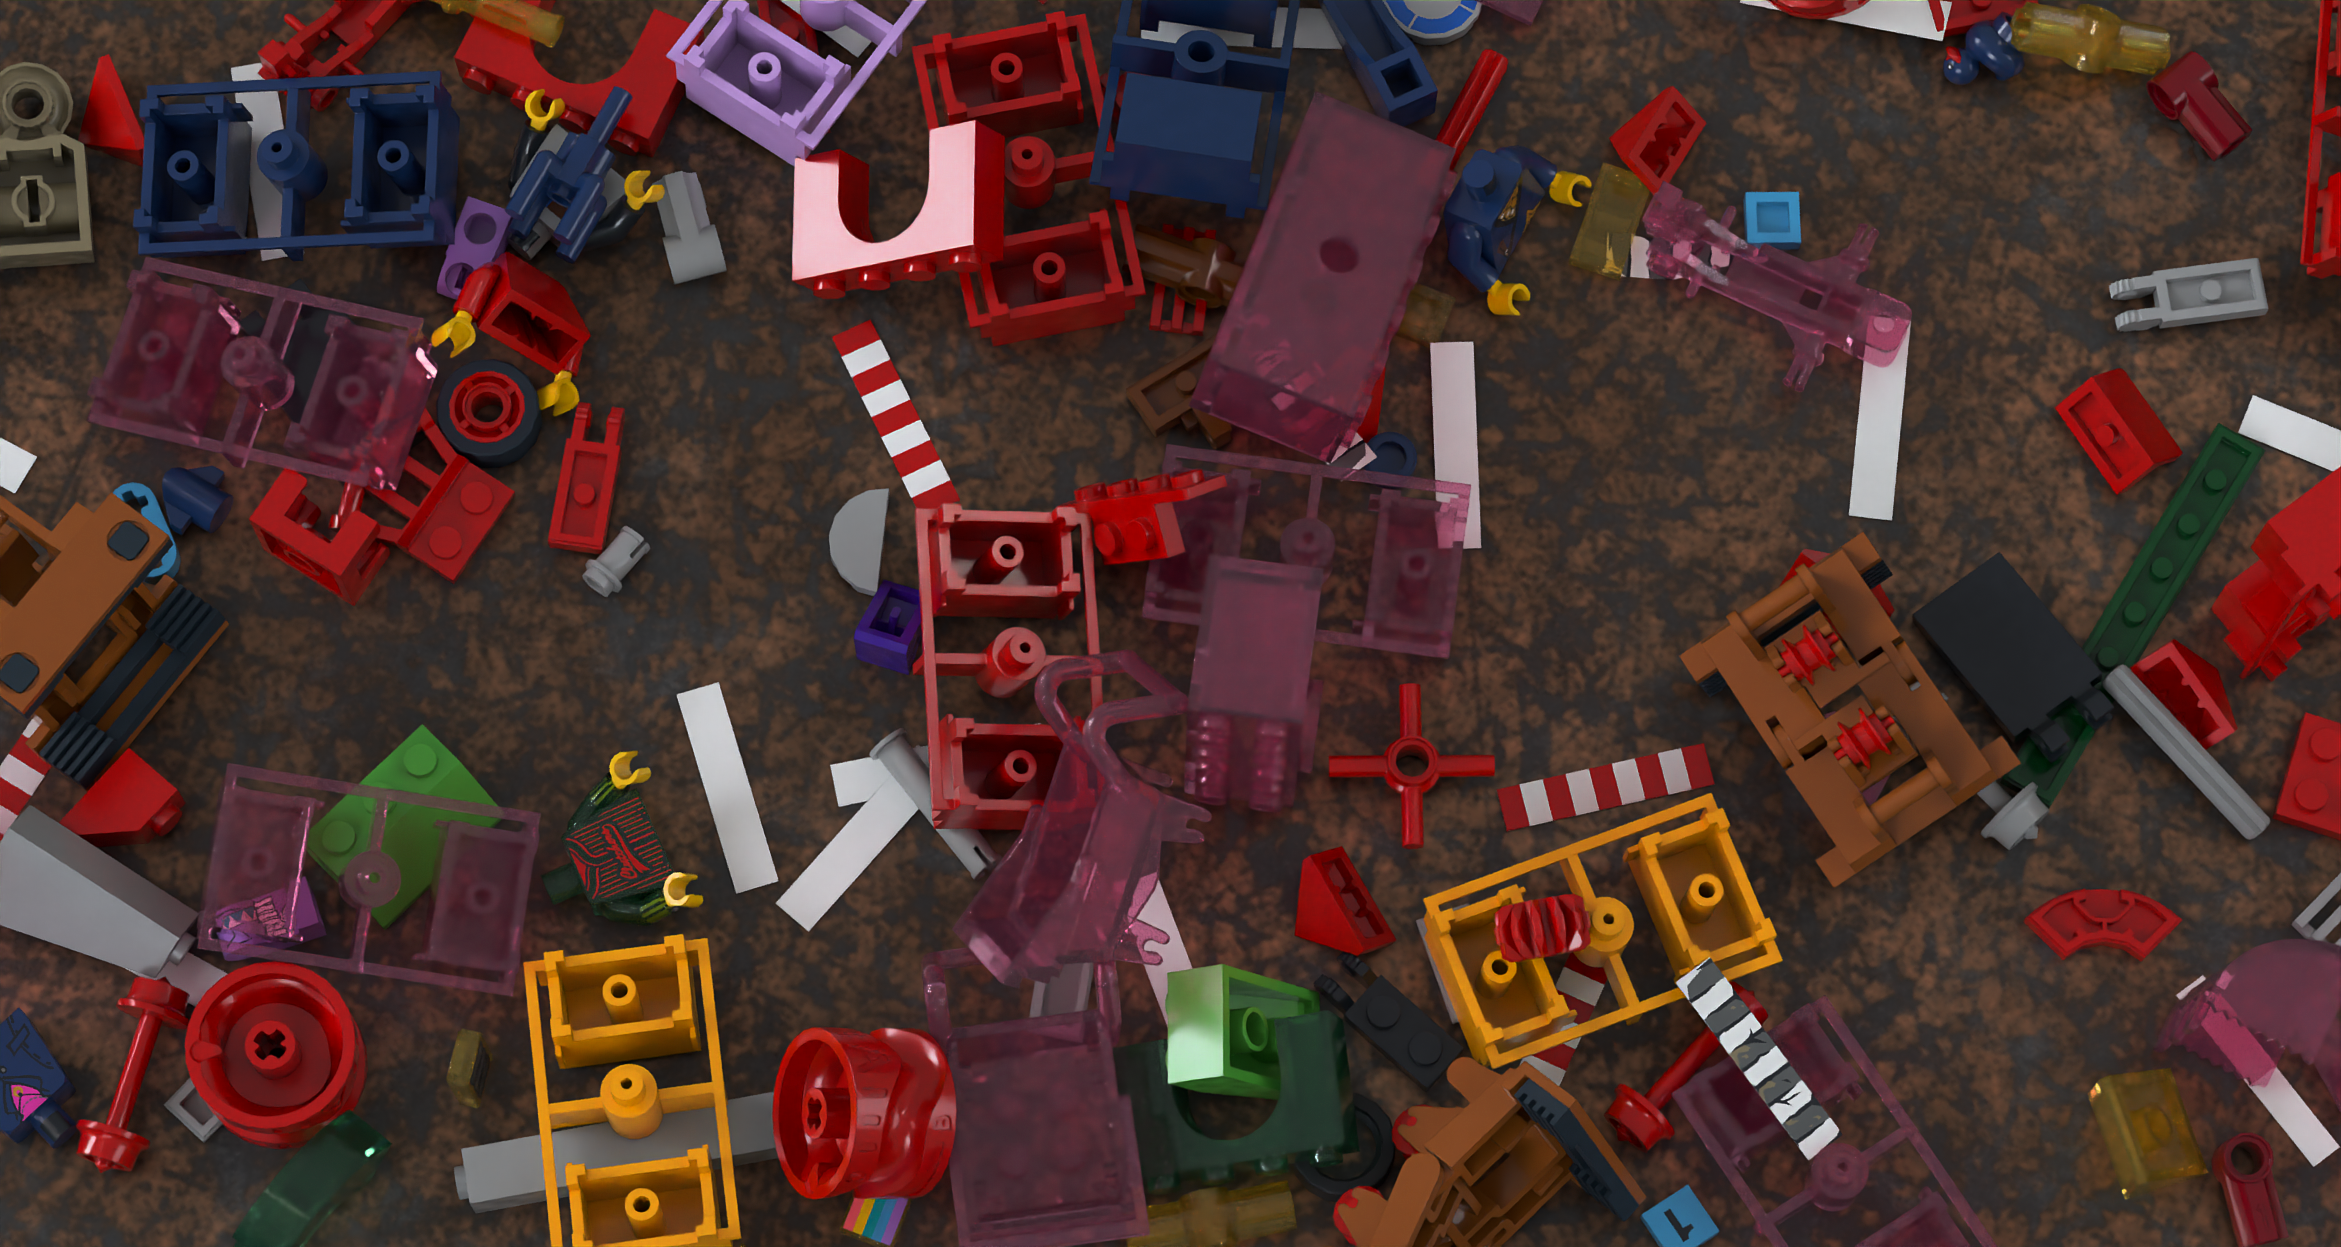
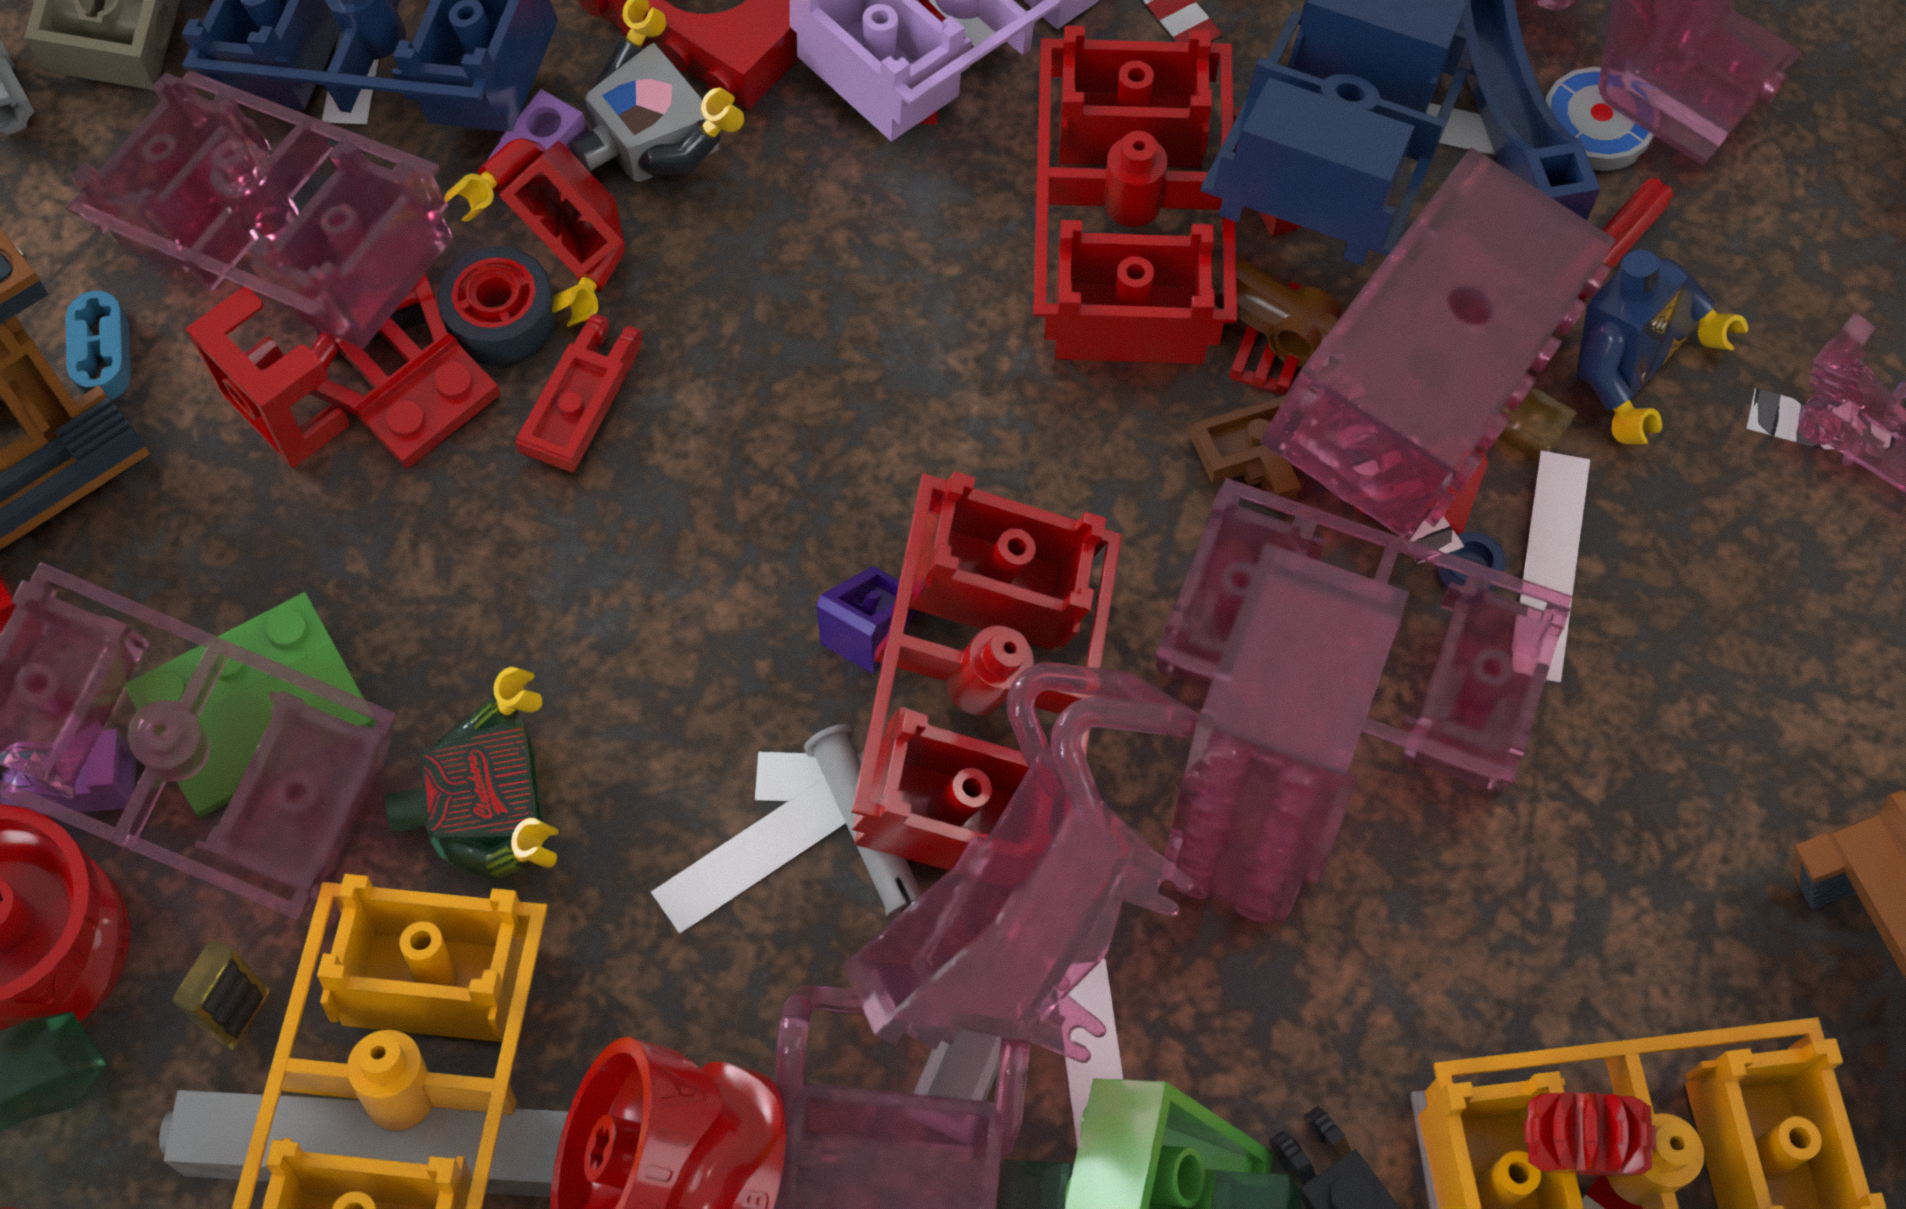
camera: 15 degrees right, 10 degrees down
(195, 498) = (160, 321): dark blue piece -> none
(572, 180) = (645, 86): dark blue plant -> none
(615, 562) = (583, 480): light grey pin -> none
(690, 240) = (761, 183): light grey piece -> none
(727, 788) = (634, 753): white sticker -> none
(859, 538) = (857, 517): light grey tile -> none
(895, 417) = (928, 392): sticker -> none
(954, 230) = (1037, 207): arch -> none
(1137, 517) = (1182, 547): red bracket -> none
(1338, 907) = (1317, 1052): red slope -> none
(1409, 787) = (1432, 928): red bar -> none
(1605, 787) = (1668, 986): sticker -> none
(1610, 222) = (1762, 374): clear yellow tile -> none
(1658, 138) = (1829, 297): red slope -> none

